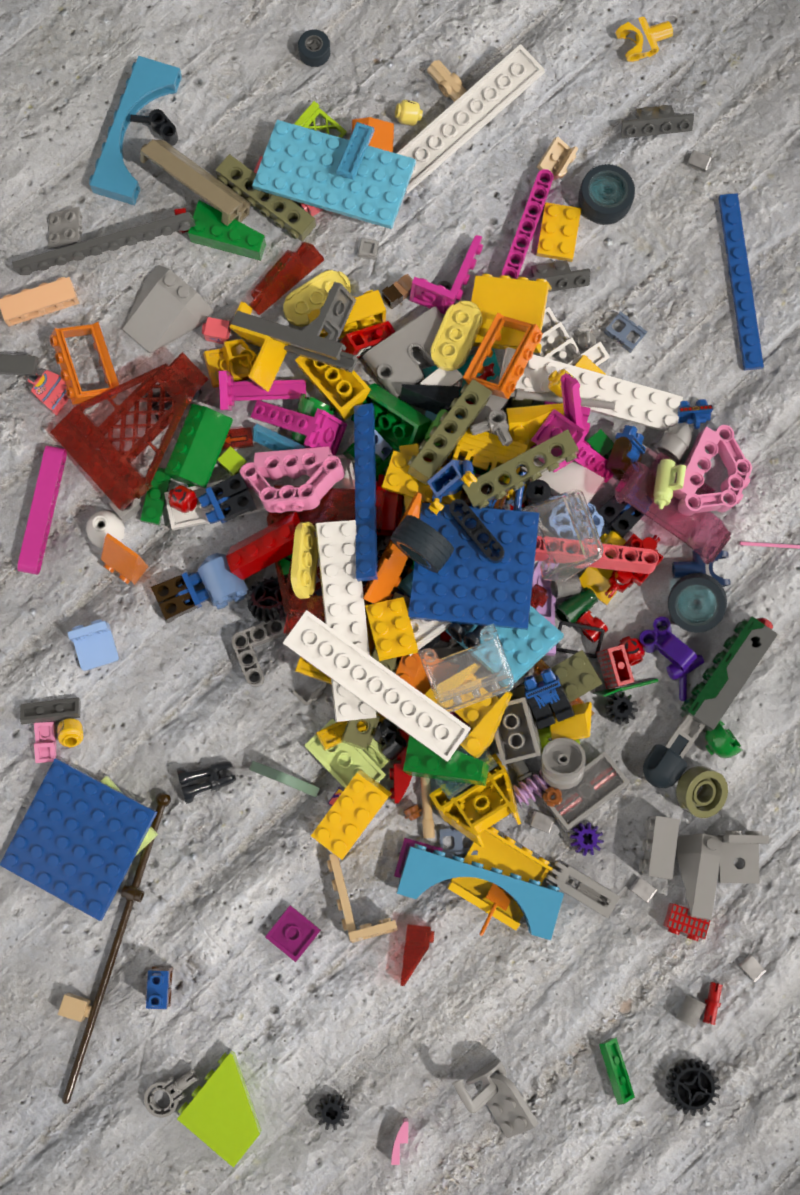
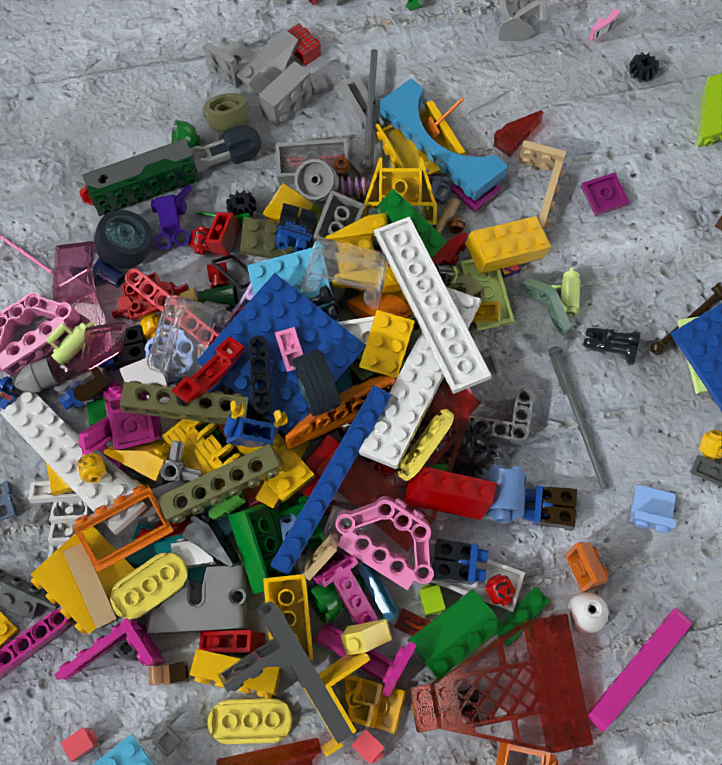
camera: 140 degrees left, 10 degrees down
(240, 727) = (566, 387): none -> dark grey bar
(265, 397) = (365, 636): none -> light yellow slope
(269, 804) = (570, 292): none -> yellowish green piece
(337, 434) = (321, 555): none -> tan tile
(429, 207) = (80, 744): none -> coral brick
(467, 569) = (289, 346): none -> bright pink slope
(497, 303) = (89, 585): none -> tan tile
(517, 503) = (211, 373): none -> red slope
(551, 855) = (369, 146): none -> dark grey bar
(593, 839) = (335, 130): dark purple gear -> none

